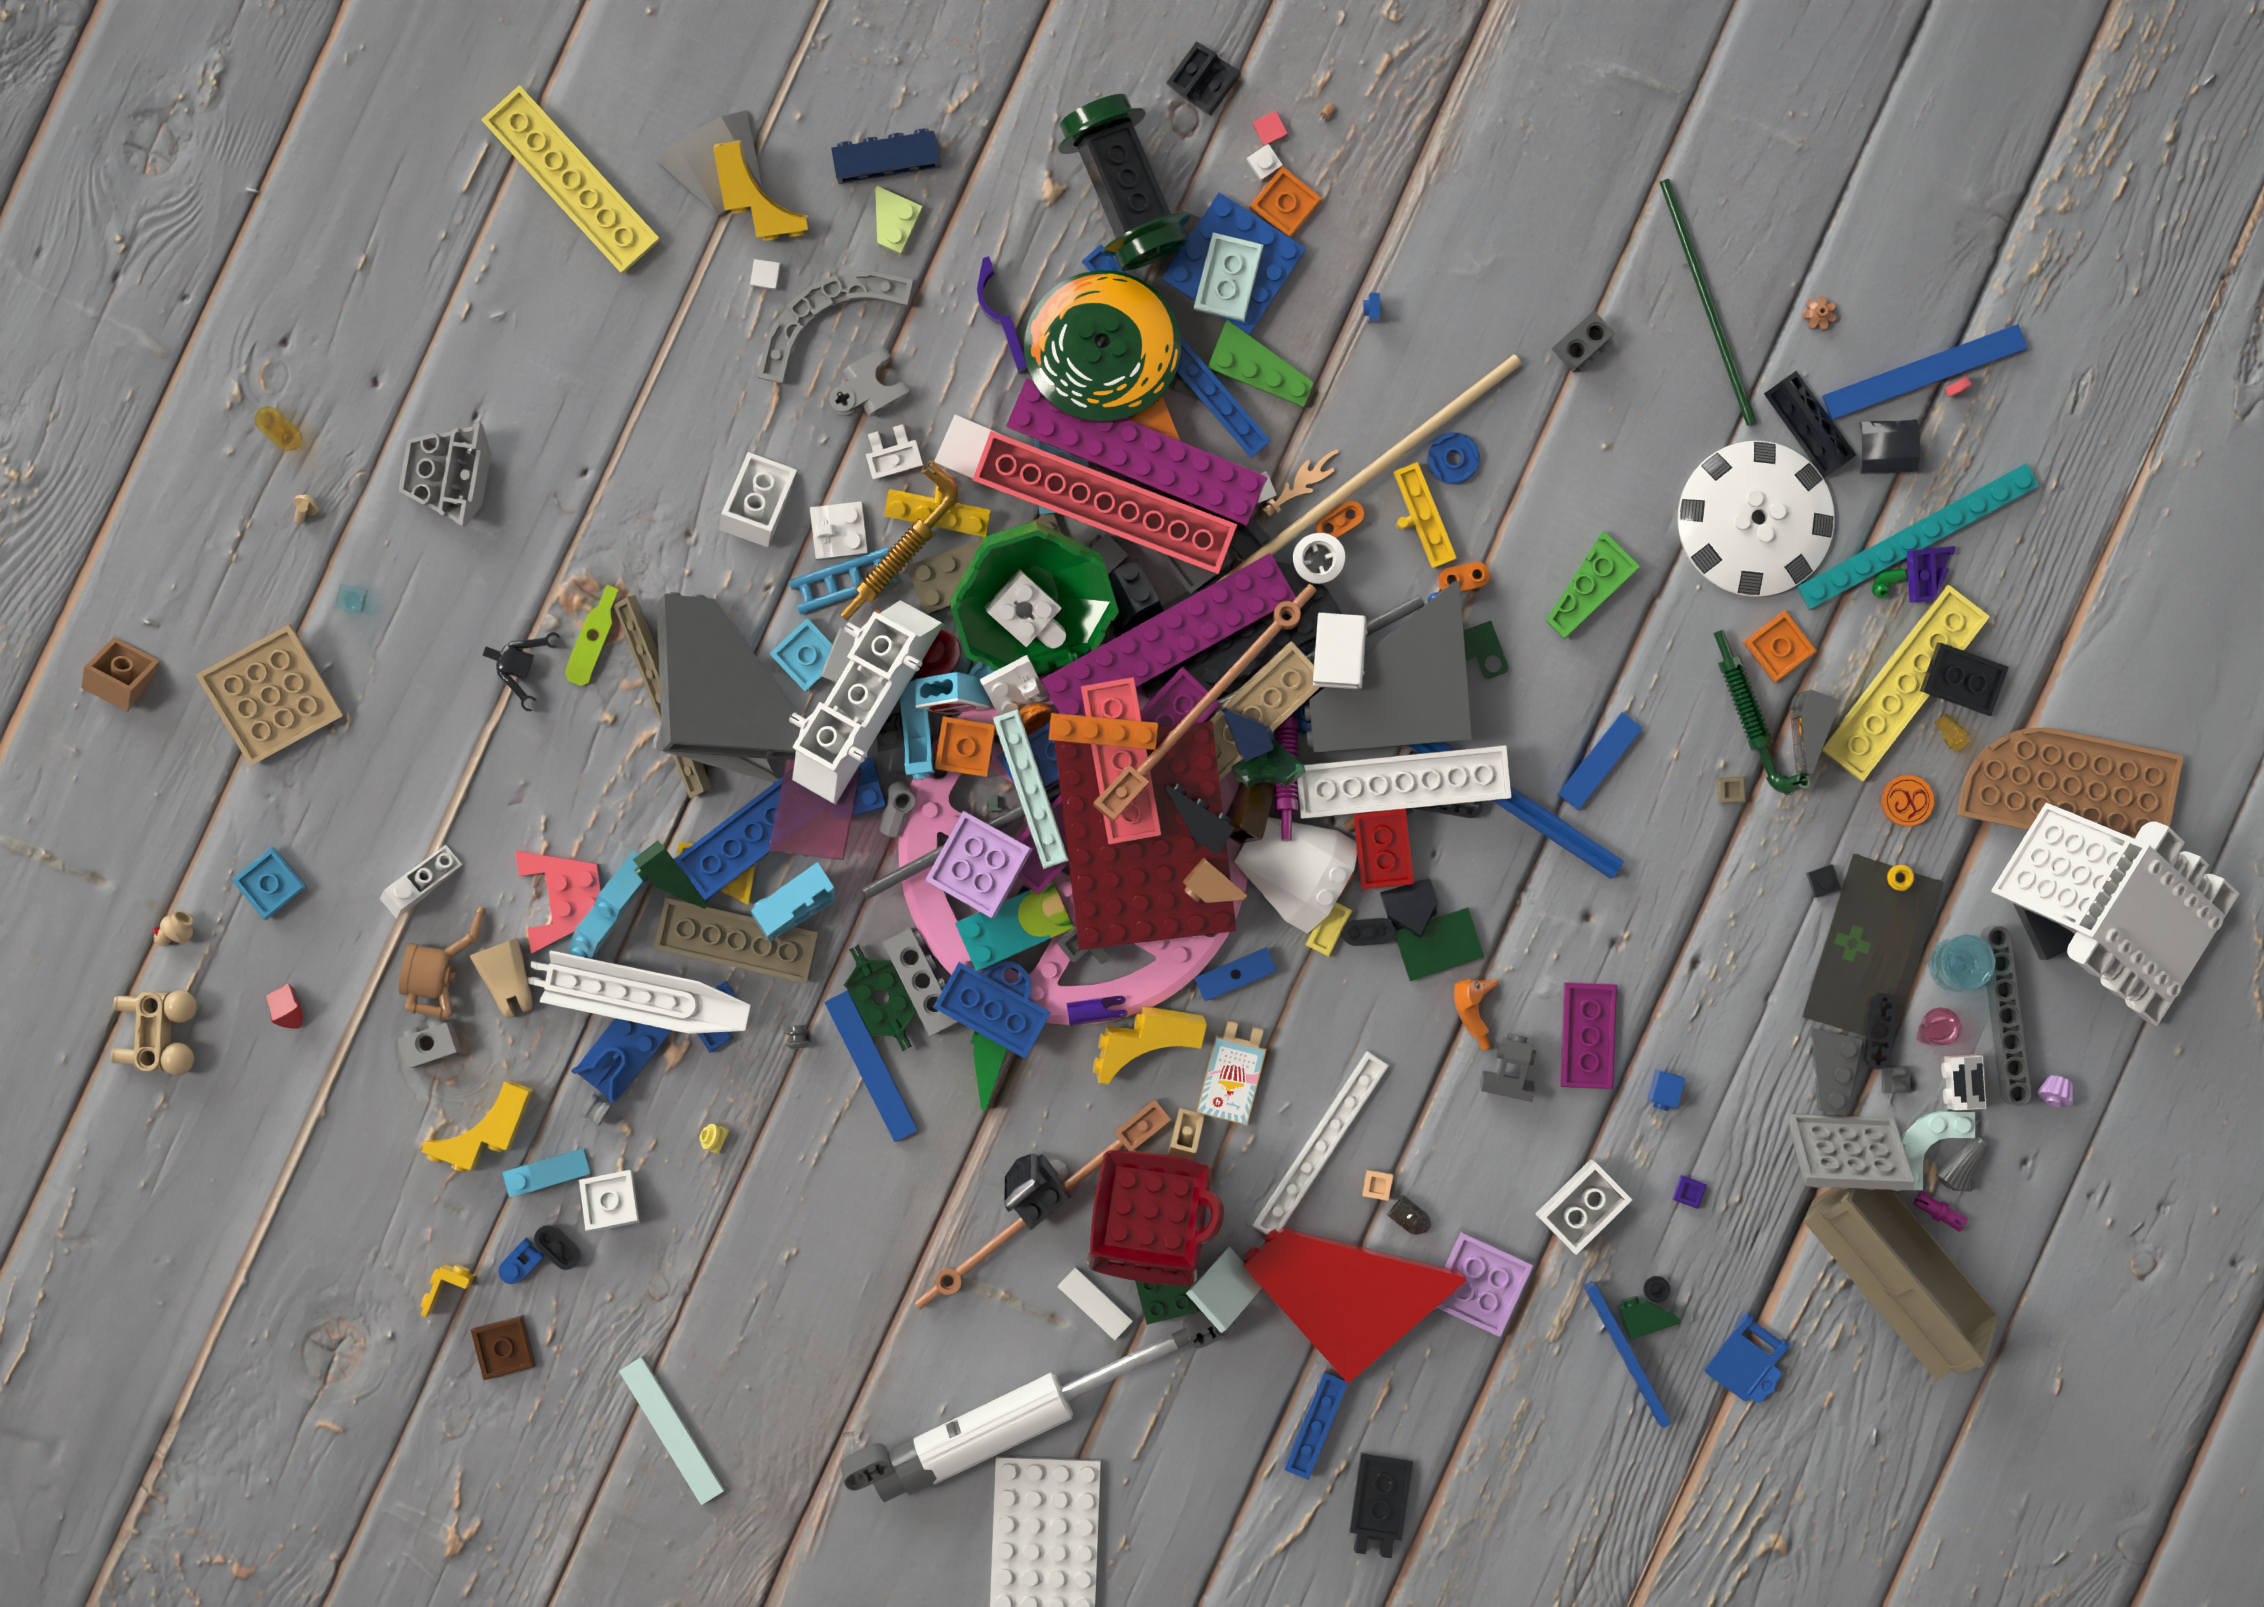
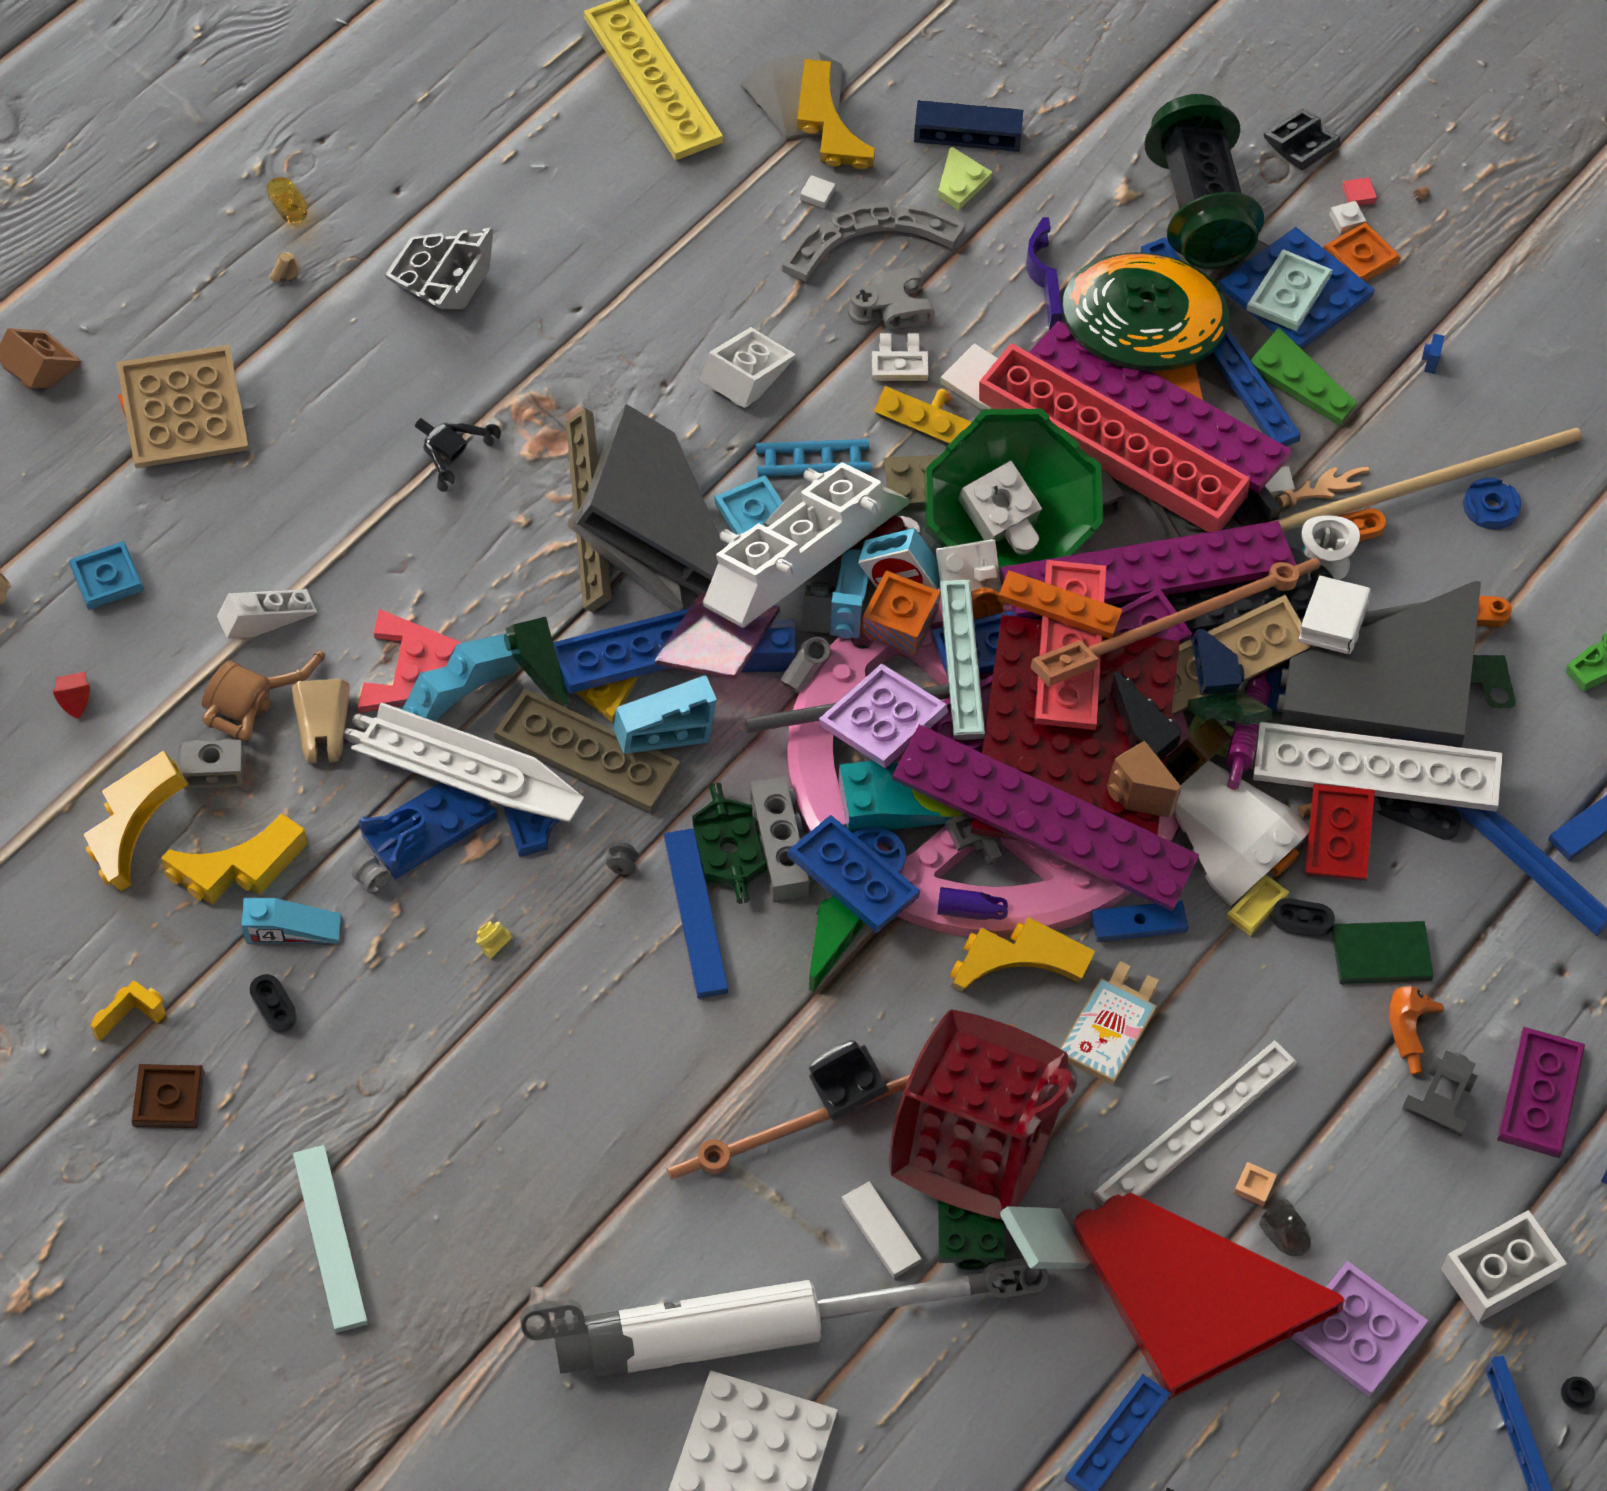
camera: 15 degrees right, 30 degrees down
(350, 599) = (298, 352): clear light blue plate -> none
(378, 1111) = (131, 805): none -> yellow arch
(514, 1268) = (213, 1016): blue plate -> none
(586, 651) = (522, 454): lime piece -> none
(609, 1201) = (350, 968): white hinge -> none
(839, 530) = (822, 414): white hinge -> none
(920, 532) = (899, 428): pearl gold piece -> none
(1134, 597) = (1120, 527): black slope -> none
(1137, 928) = (1045, 817): none -> magenta plate
(1411, 906) = (1358, 902): black slope -> none
(1423, 515) = (1448, 540): yellow plate -> none
(1644, 1317) = (1560, 1418): dark green slope -> none

